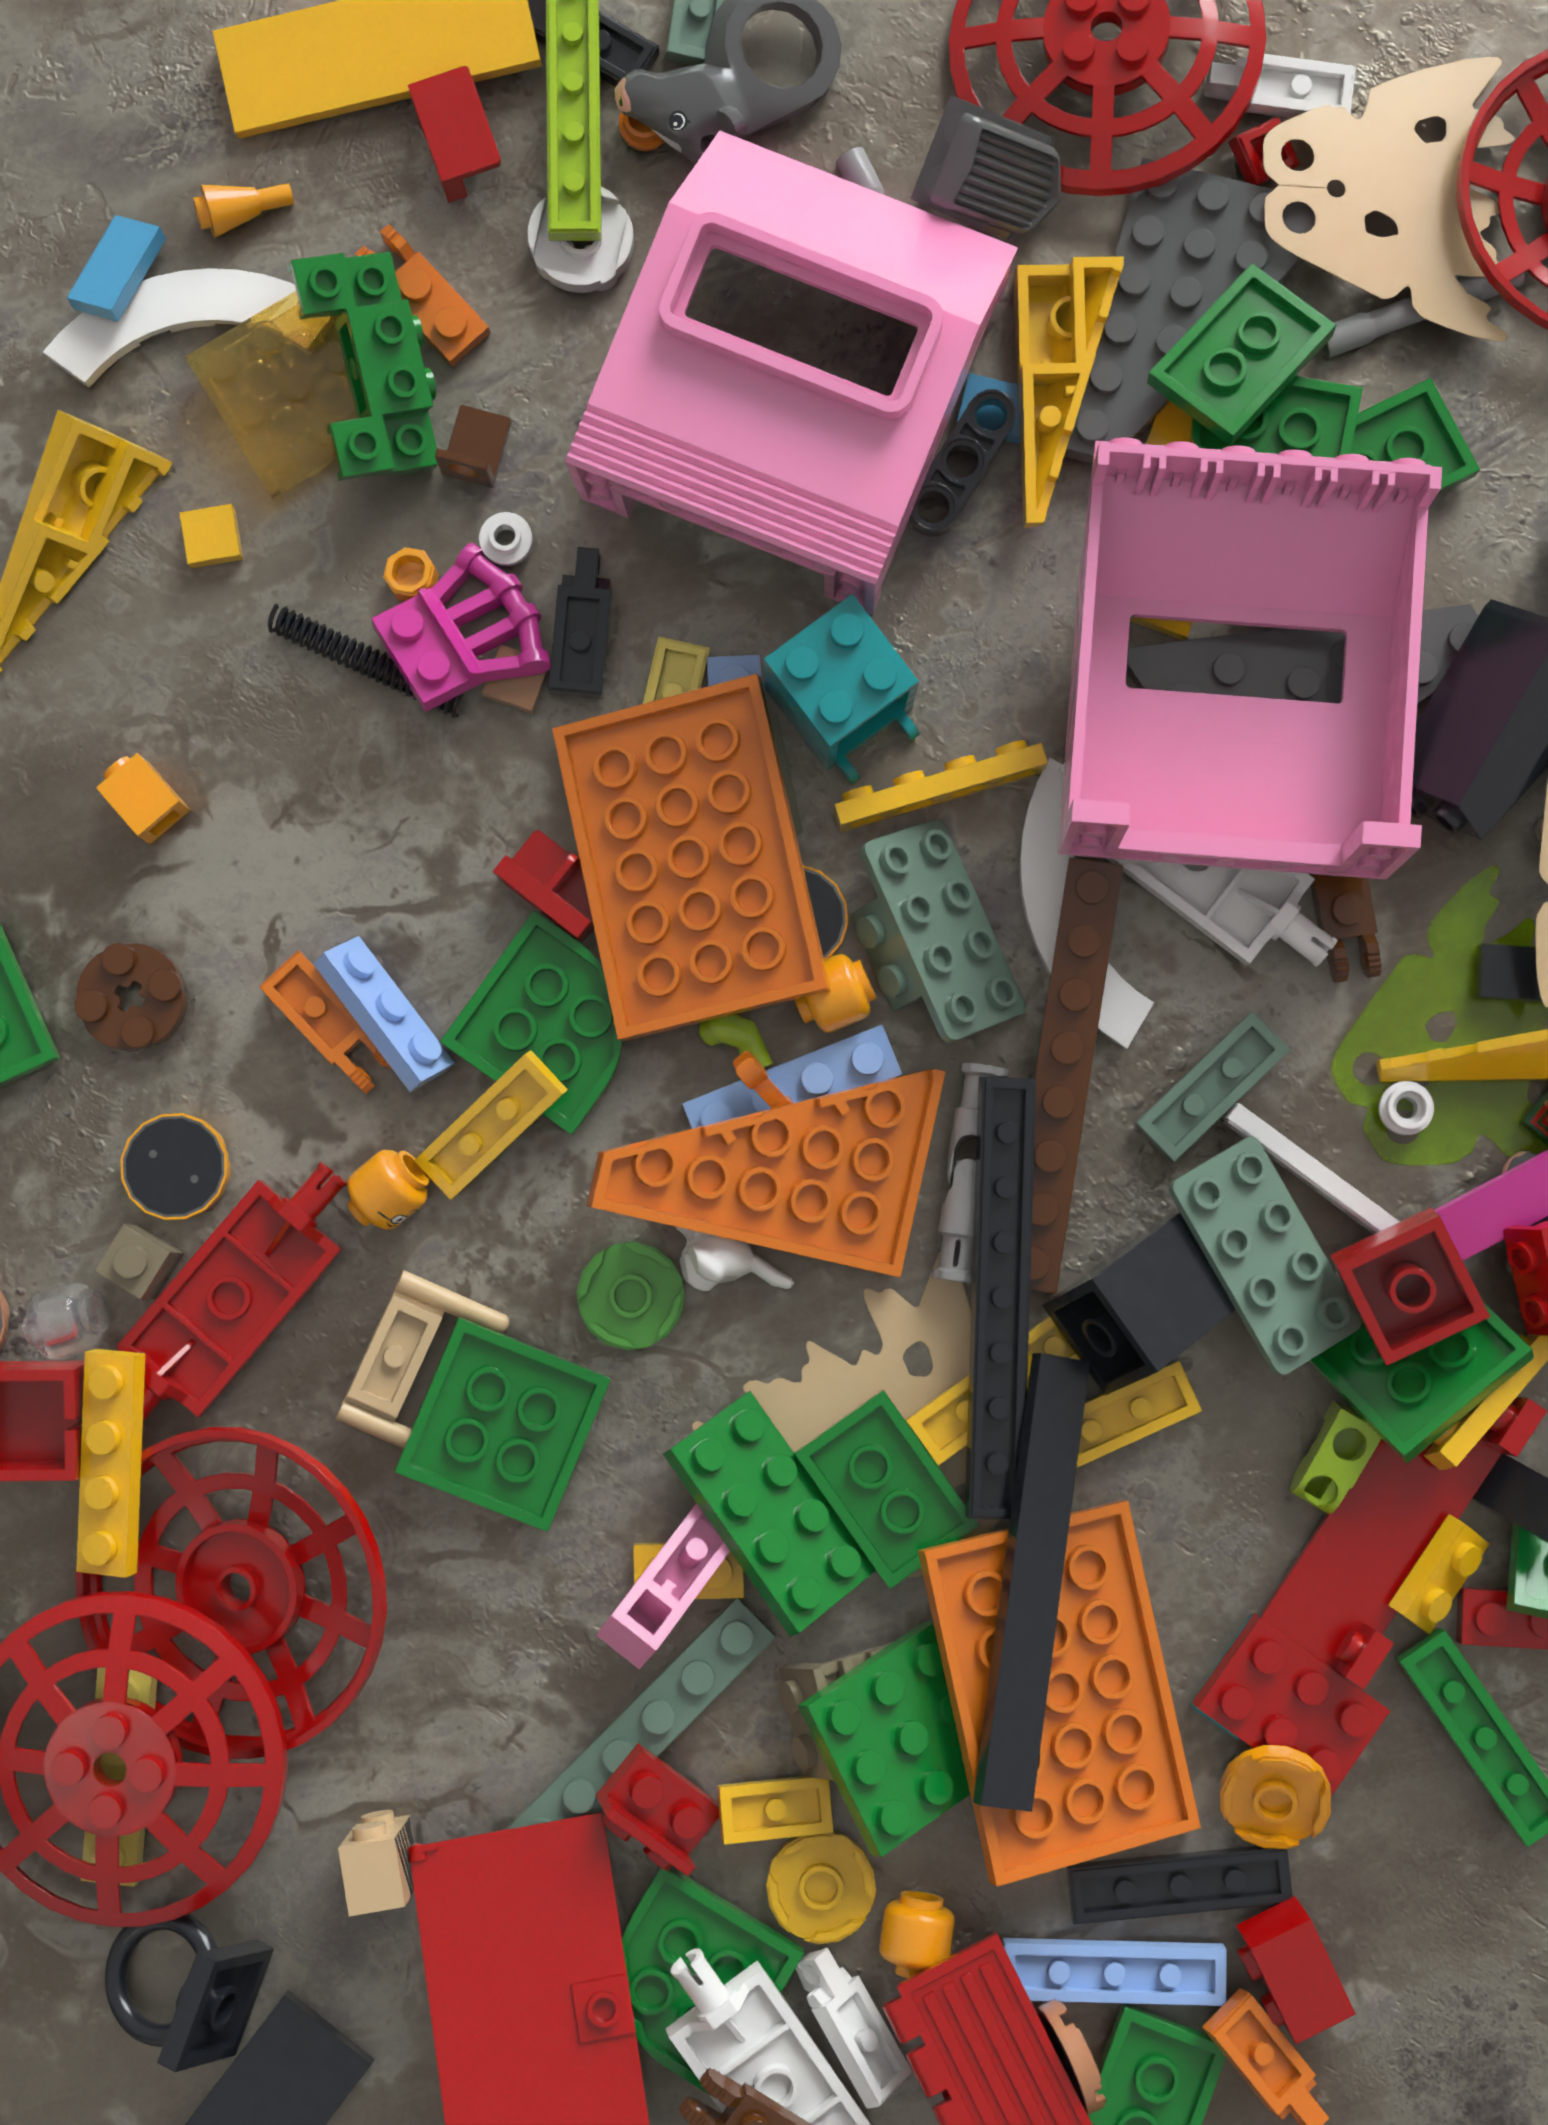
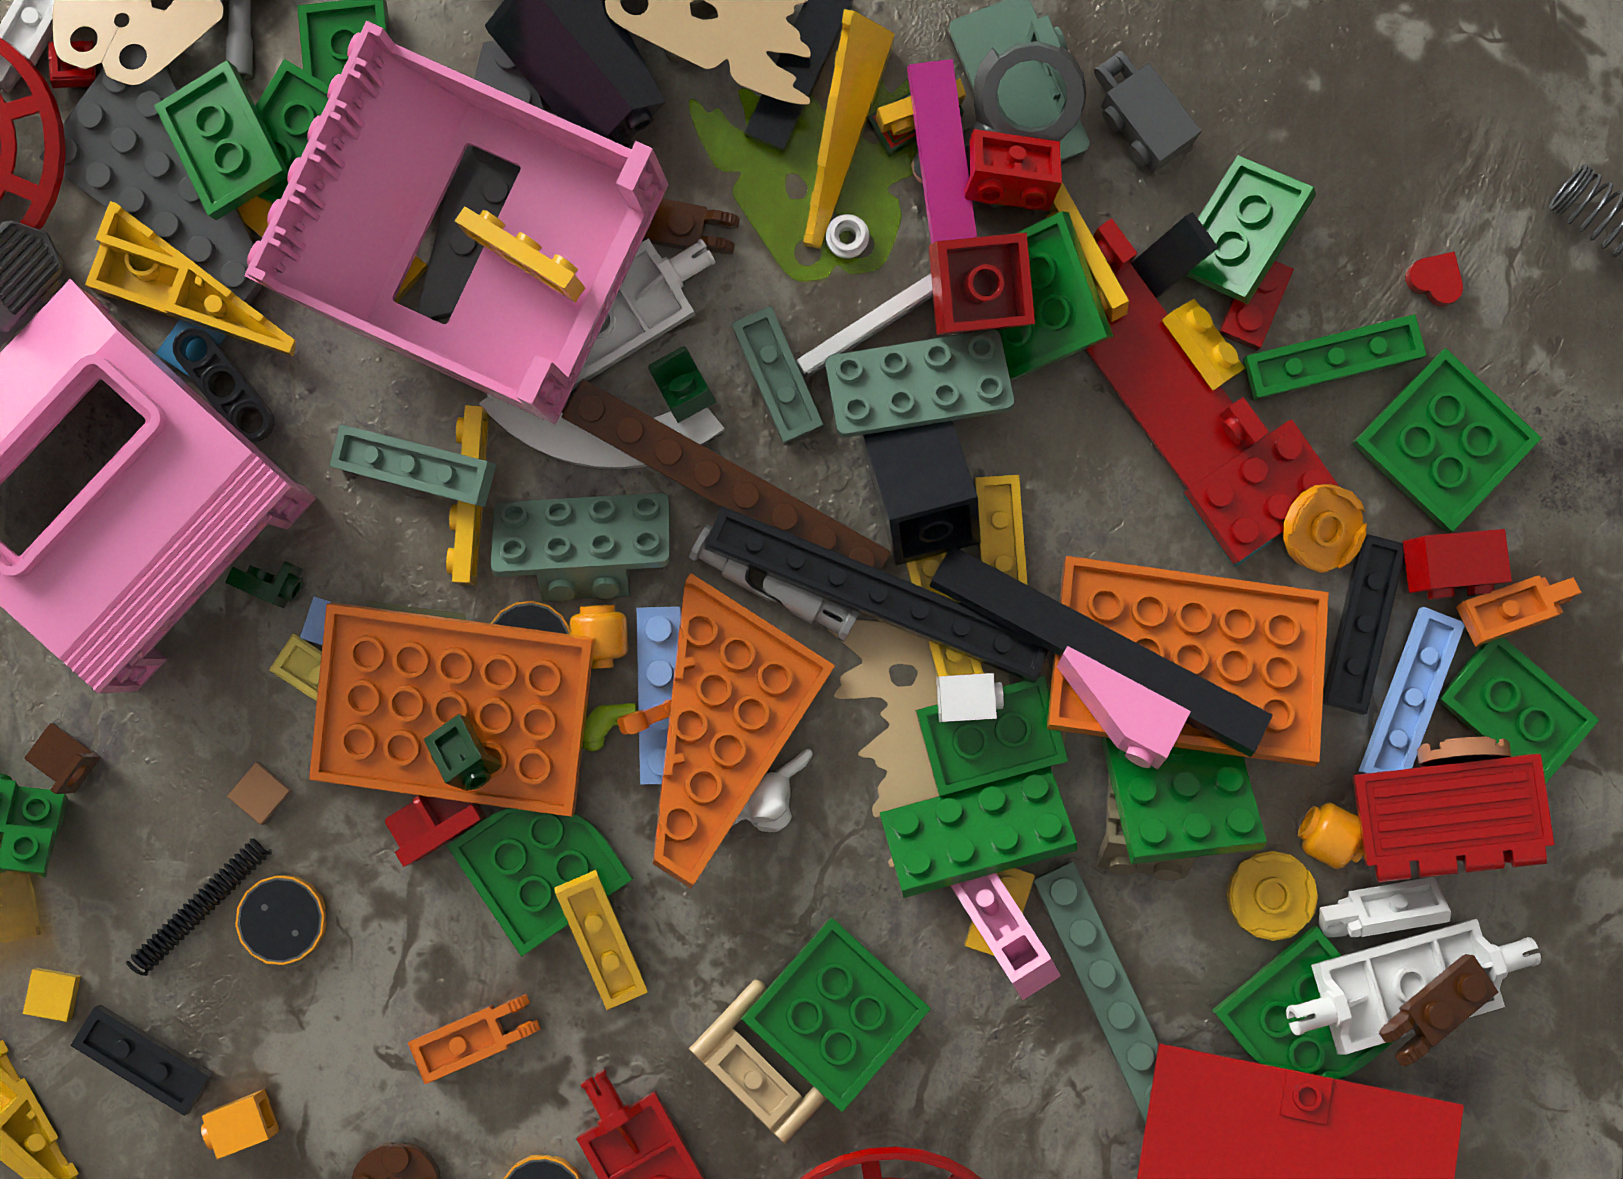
camera: 70 degrees left, 0 degrees up
(175, 663) = (142, 1059): none -> black plate
(384, 757) = (281, 919): none -> black tile
(384, 1013) = (482, 992): light blue plate -> none
(387, 1189) = (621, 1039): light orange head -> none
(409, 572) = (145, 846): light orange tile -> none
(433, 652) = (210, 851): dark pink plate -> none
(506, 554) = (158, 761): white plate -> none
(581, 629) = (240, 728): black hinge -> none
(630, 1295) = (773, 878): bright green tile -> none
(642, 889) = (461, 754): none -> dark green bracket
(657, 1809) = (1171, 1000): red bracket -> none
(753, 588) = (259, 583): none -> dark green bracket
(774, 1809) = (1202, 910): yellow plate -> none
(841, 685) = (360, 542): teal container -> none
(921, 1446) = (968, 697): none -> white brick
(950, 710) = (413, 465): none -> sand green plate
(971, 1642) = (1129, 713): none -> bright pink slope
(1159, 980) = (681, 384): none -> dark green bracket
(1242, 742) = (521, 252): none -> yellow plate
(1334, 1459) = (1090, 389): lime leg -> none
(1434, 1907) = (1446, 440): none -> green plate

